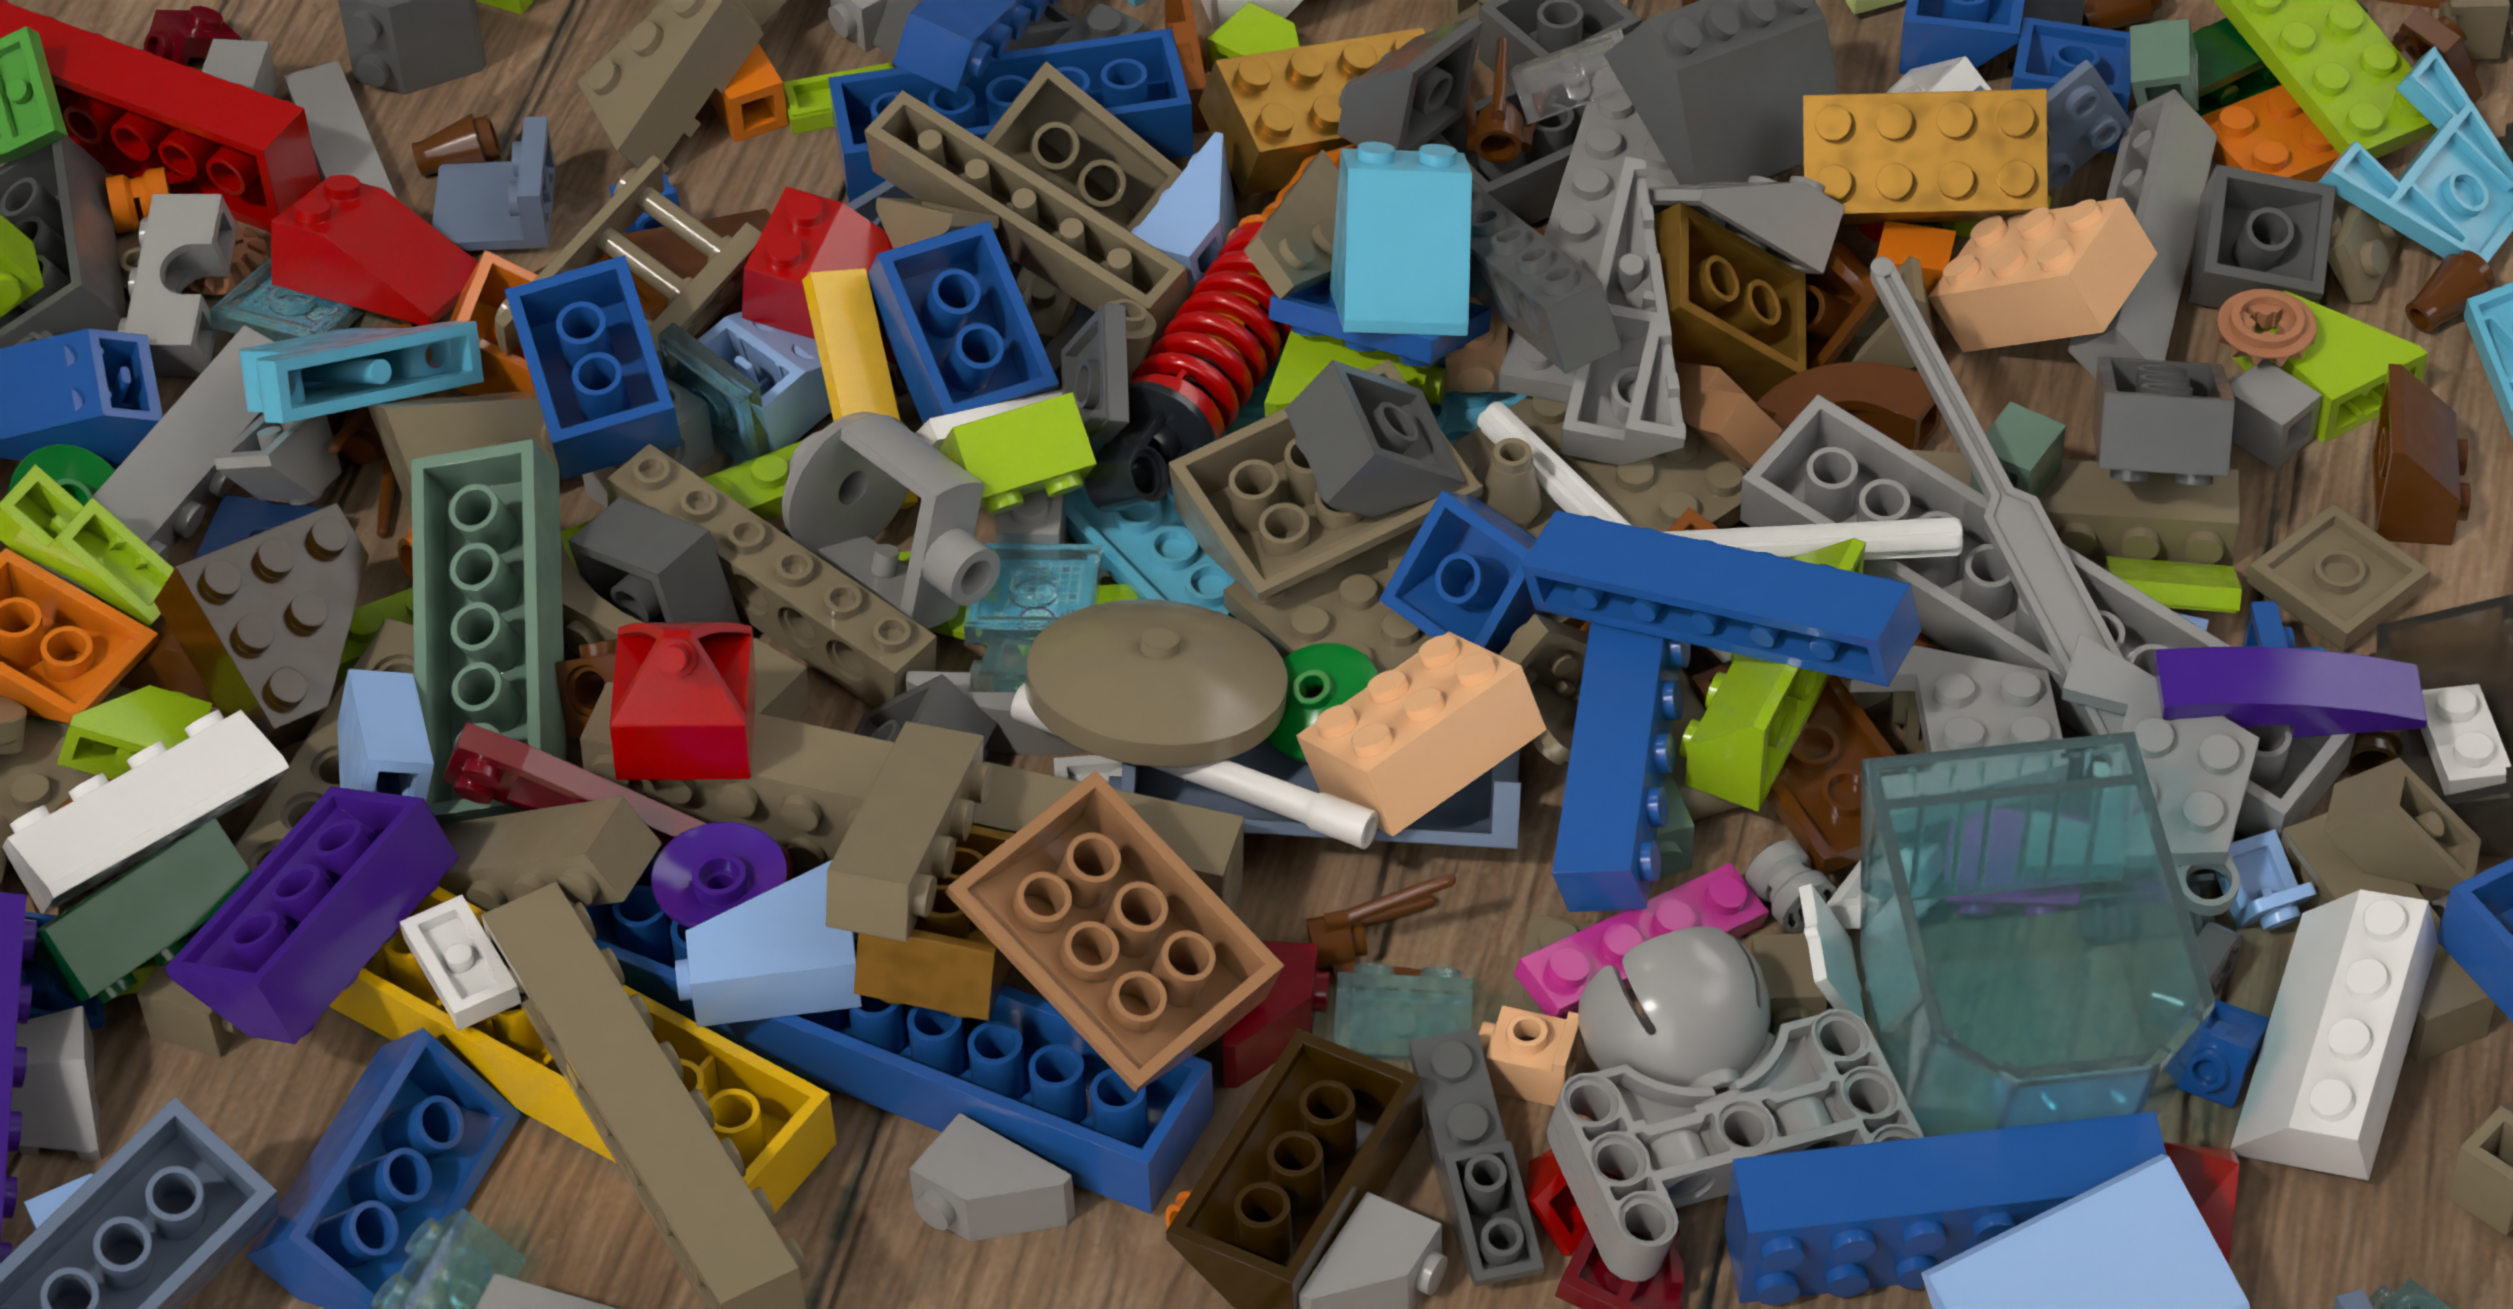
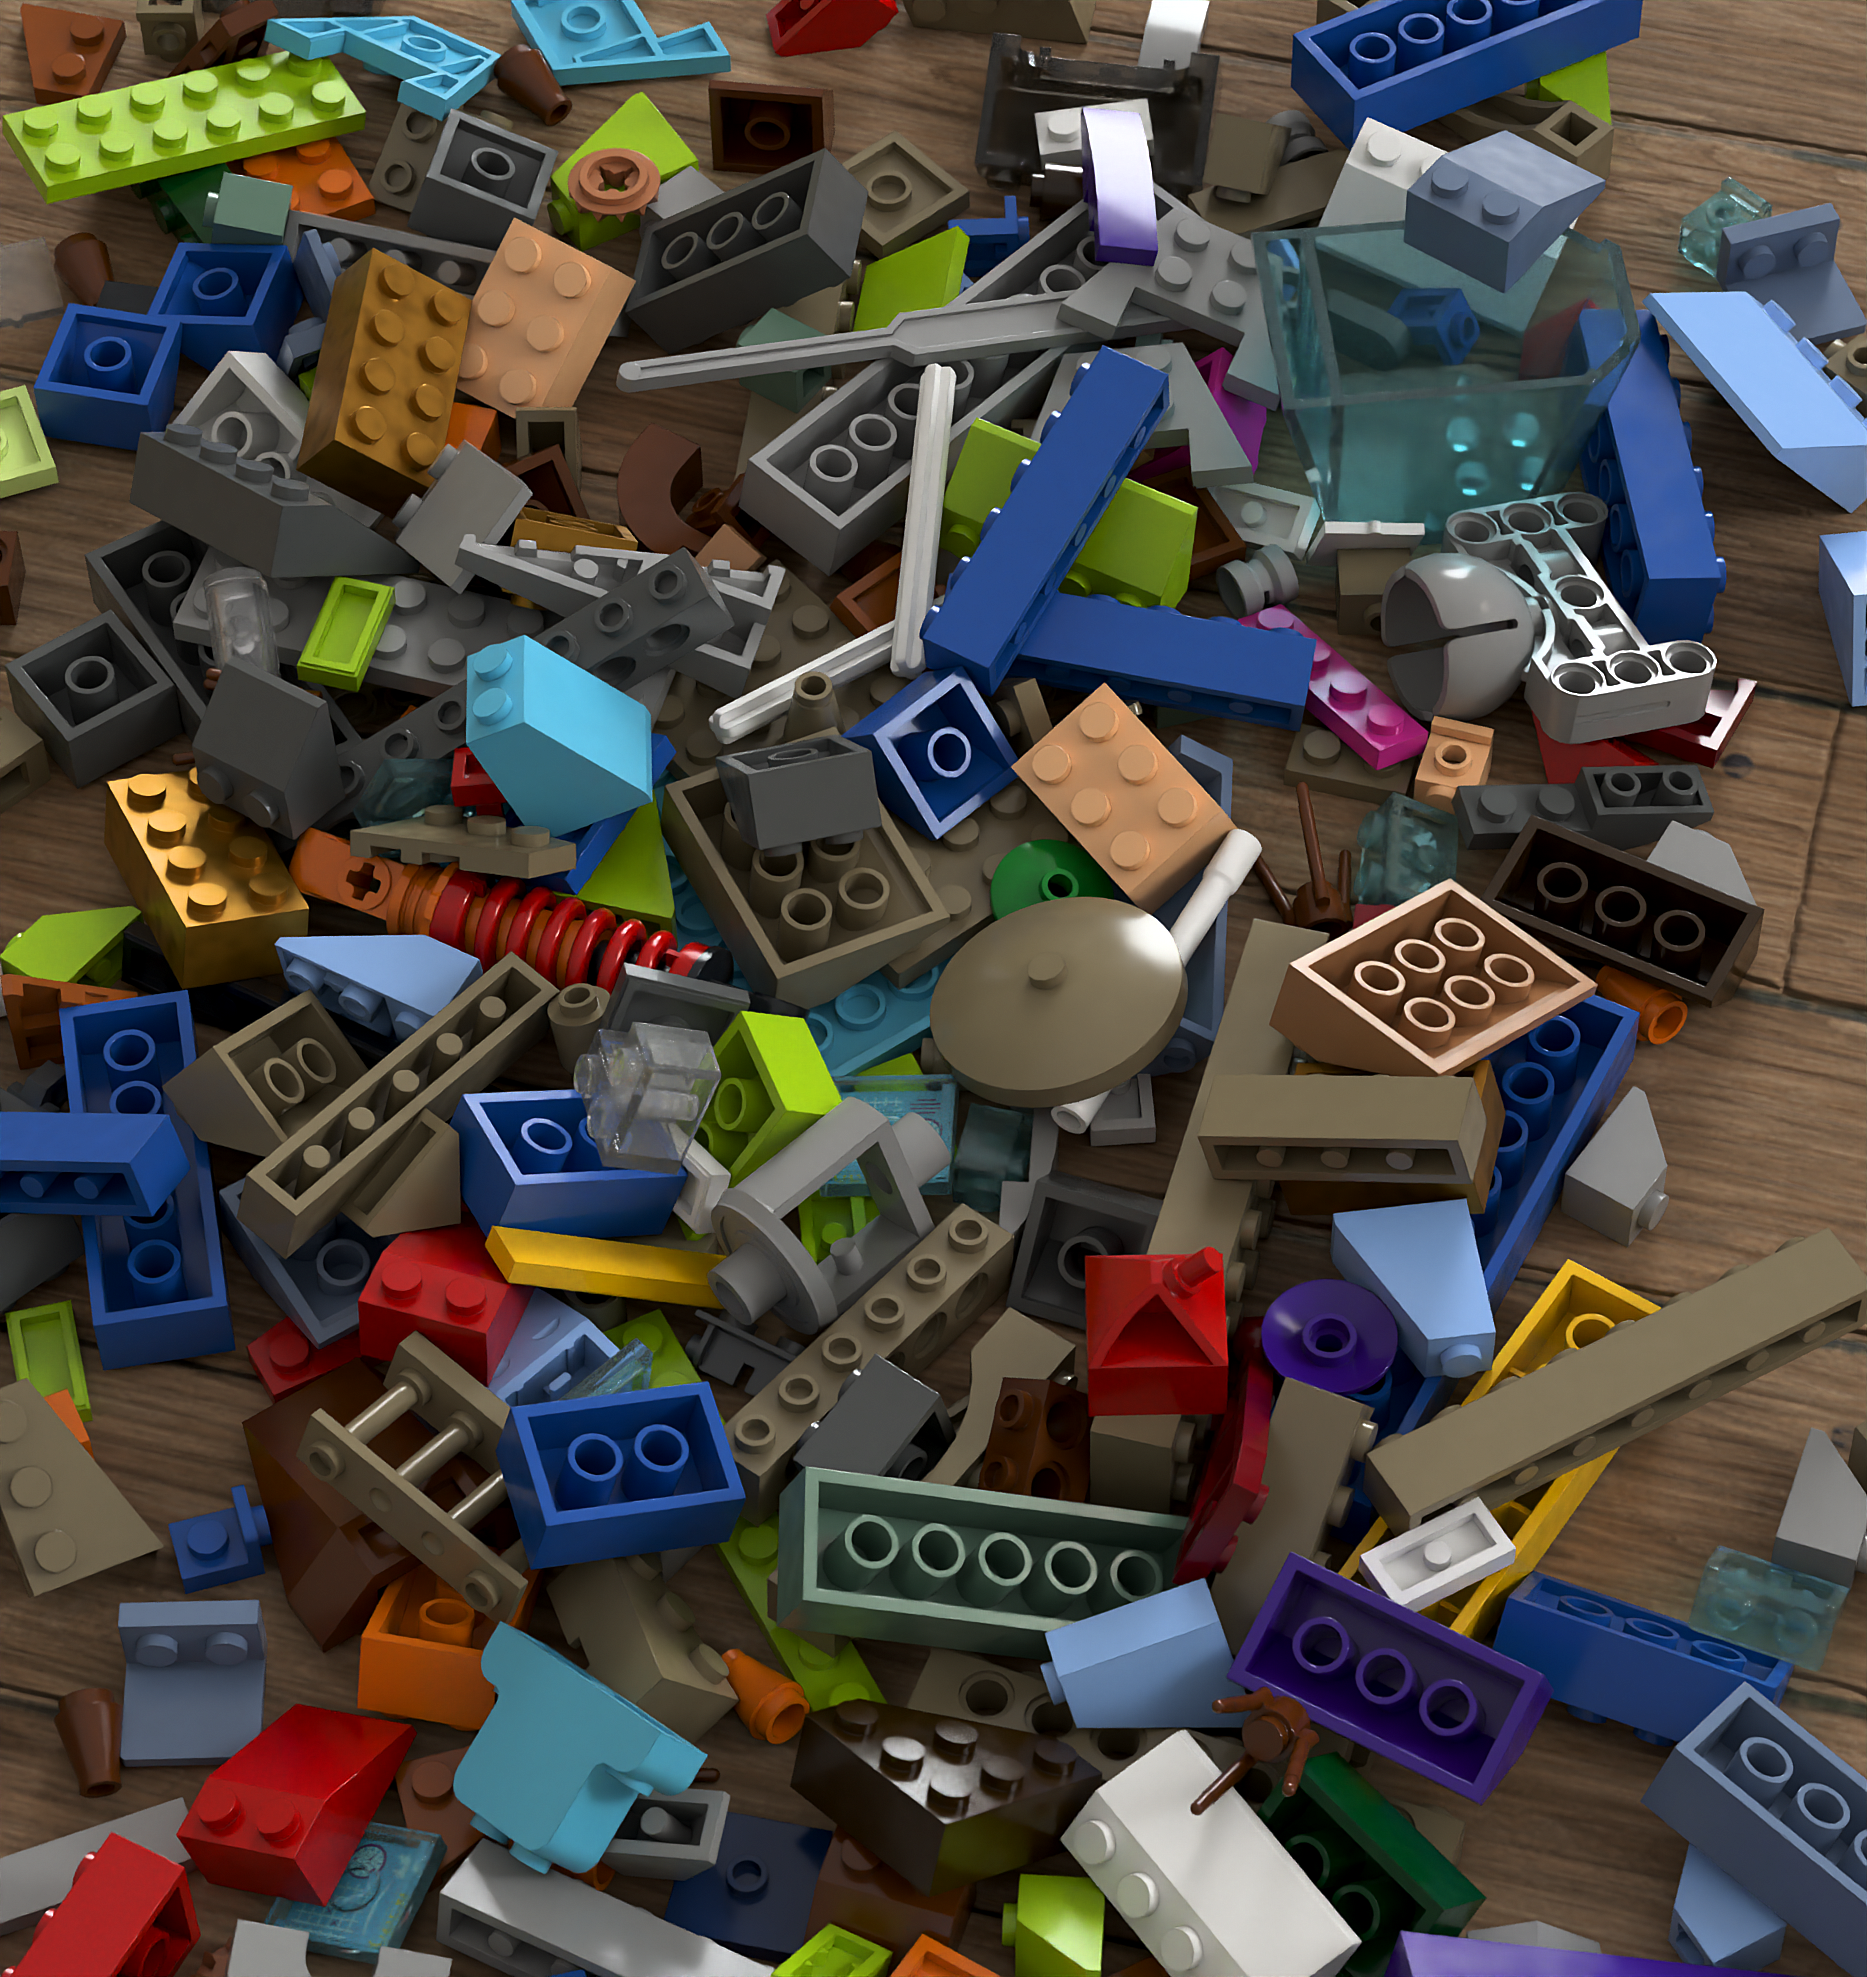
camera: 90 degrees left, 5 degrees up
(260, 816) = (1270, 1735): none -> reddish brown plant
(1000, 348) = (646, 1094): none -> clear brick
(1581, 143) = (346, 633): none -> lime tile
(2192, 932) = (1496, 207): none -> sand blue slope

